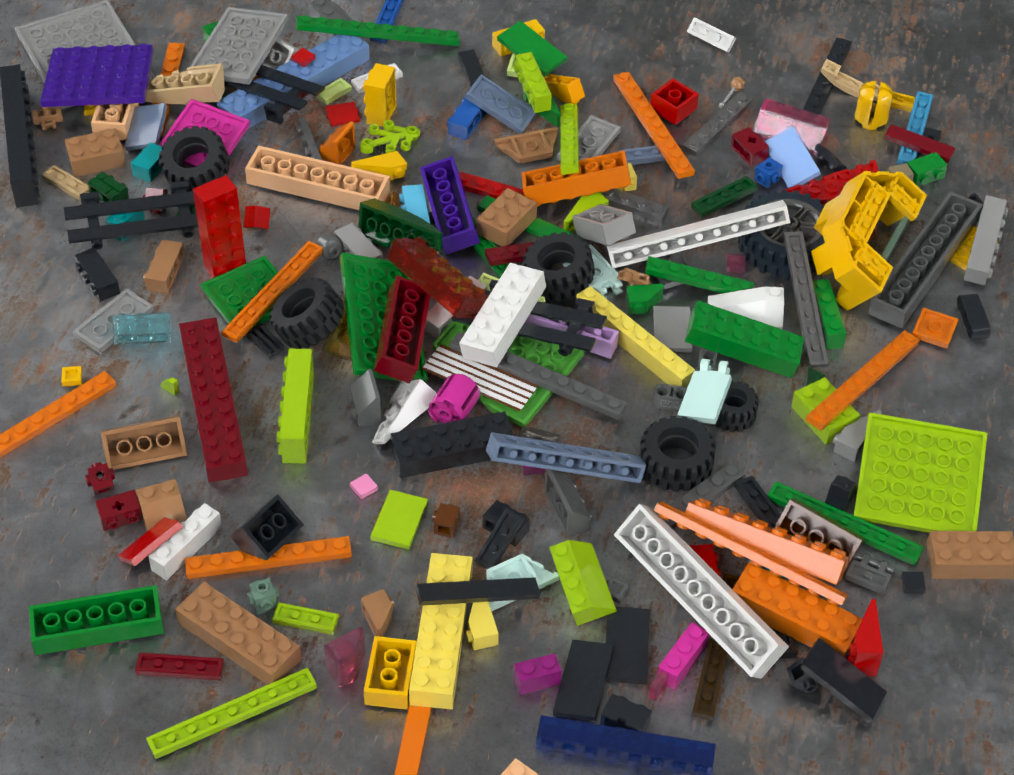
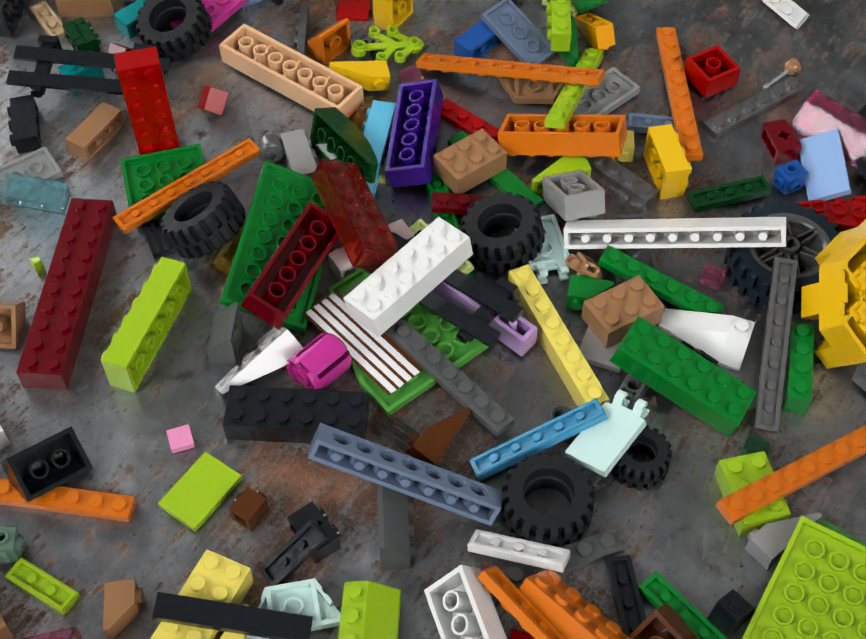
camera: 20 degrees right, 5 degrees up
(419, 159) = (410, 74): none -> clear pink tile
(513, 134) = (512, 69): none -> orange plate
(573, 430) = (434, 439): none -> reddish brown slope
(652, 412) = (538, 439): none -> dark azure tile
(667, 181) = (666, 161): none -> yellow brick
(669, 493) = (519, 550): none -> white tile
(674, 303) = (616, 309): none -> medium nougat brick

